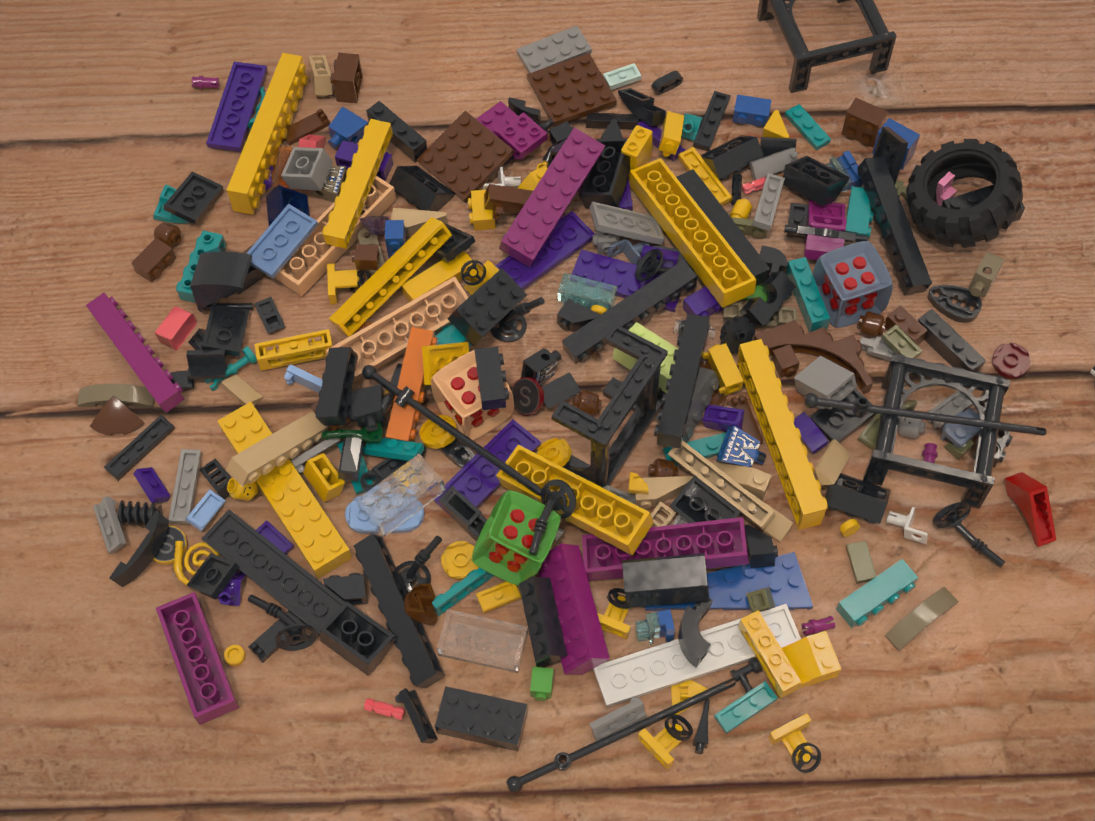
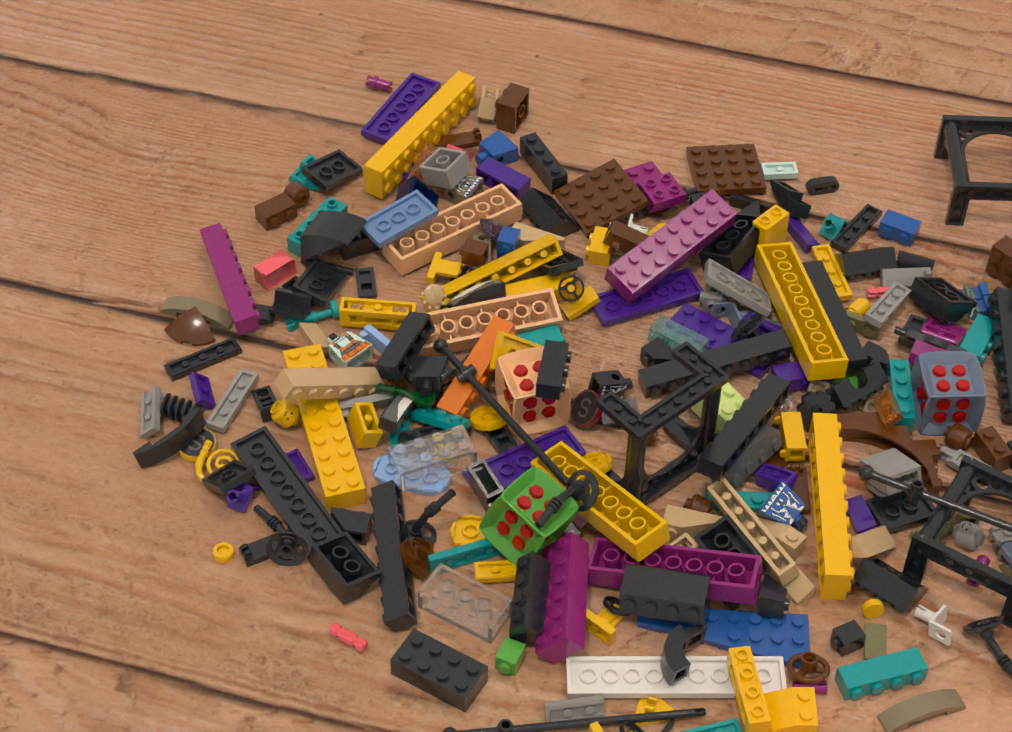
camera: 15 degrees right, 15 degrees down
(197, 658) = (187, 542): magenta brick -> none
(205, 510) = (243, 424): light blue tile -> none
(279, 398) = (349, 350): none -> torso
(344, 318) = (434, 296): none -> tan piece
(357, 184) = (488, 191): yellow brick -> none
(385, 303) = (479, 292): none -> black slope
(417, 715) = (378, 650): black hinge -> none
(487, 306) = (575, 319): black brick -> none
(509, 323) = (592, 345): black dish -> none
(519, 106) = (665, 167): black slope -> none
(553, 49) = (720, 133): light grey plate -> none
(637, 484) = (667, 509): yellow tile -> none
(656, 625) = (640, 637): clear light blue hips -> none
(671, 133) = (809, 225): yellow brick -> none
(736, 188) = (861, 288): black axle -> none
(740, 674) = (714, 706): black piece -> none
(760, 599) = (759, 643): olive slope -> none
(775, 127) = (917, 245): yellow slope -> none
(785, 361) = (856, 446): reddish brown brick -> none
(803, 316) = (888, 408): none -> clear orange plate
(807, 127) = (952, 256): teal plate -> none
(814, 606) = (809, 664): none -> reddish brown piece
(836, 566) = (847, 638): none -> black brick
(901, 343) = (981, 453): olive plate -> none

